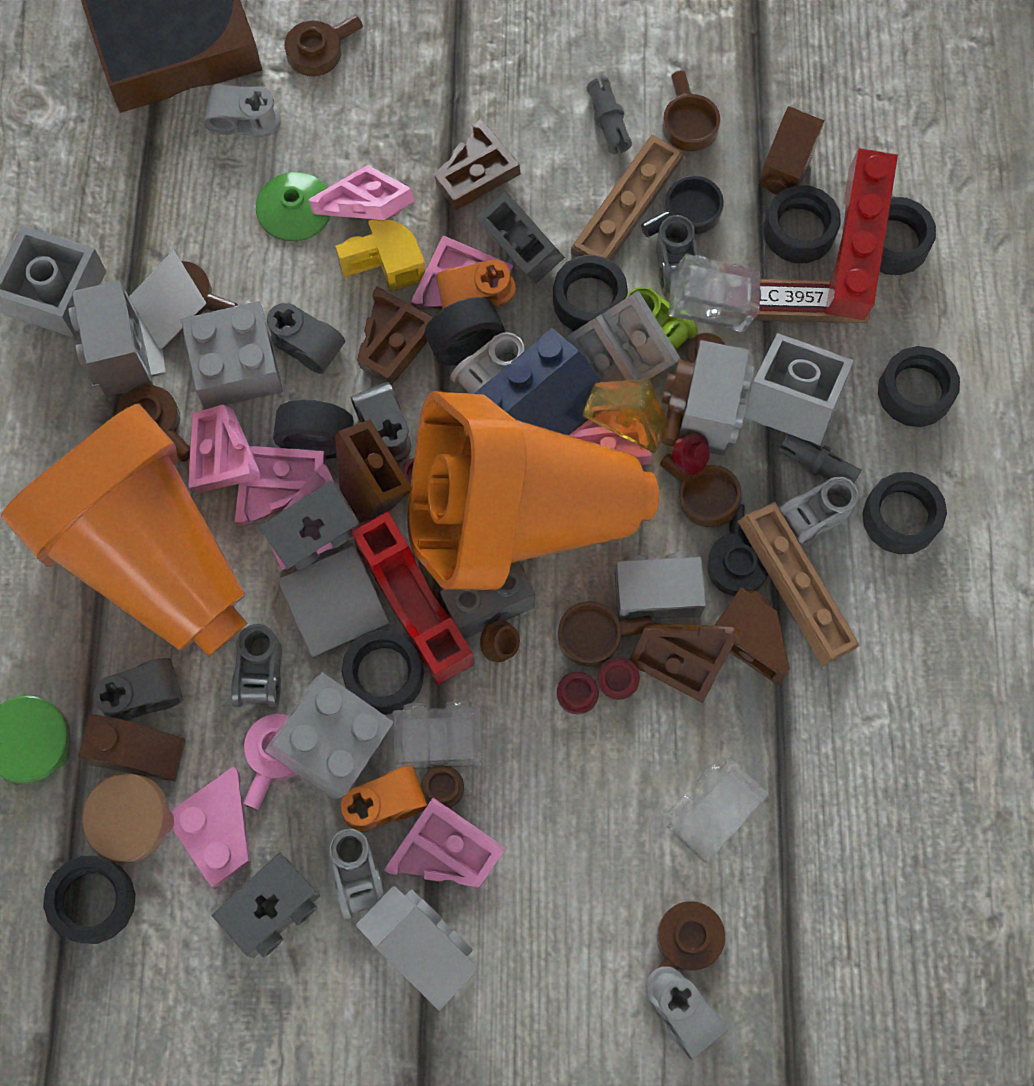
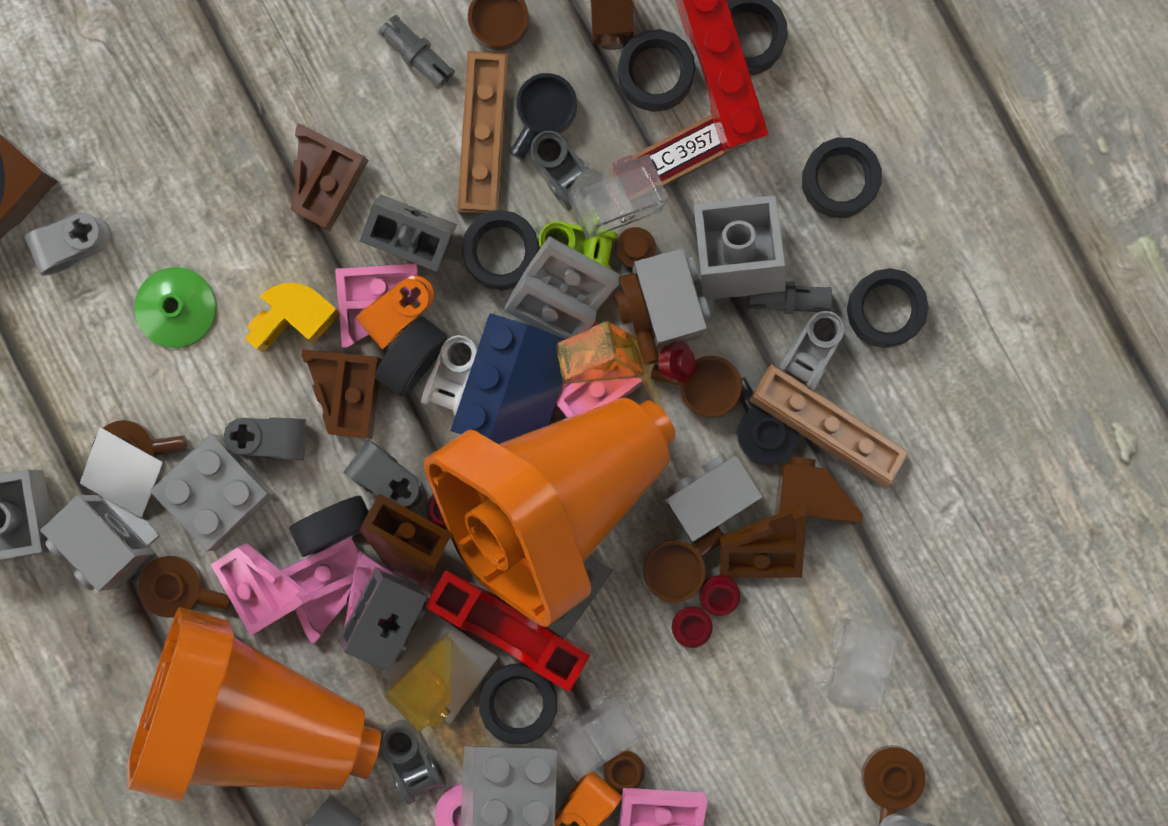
camera: 25 degrees left, 15 degrees up
(312, 602) = (425, 686): none -> clear yellow slope
(315, 46) = (93, 129): reddish brown piece -> none
(363, 195) = (238, 269): bright pink wing -> none
(499, 641) = (601, 620): reddish brown plate -> none

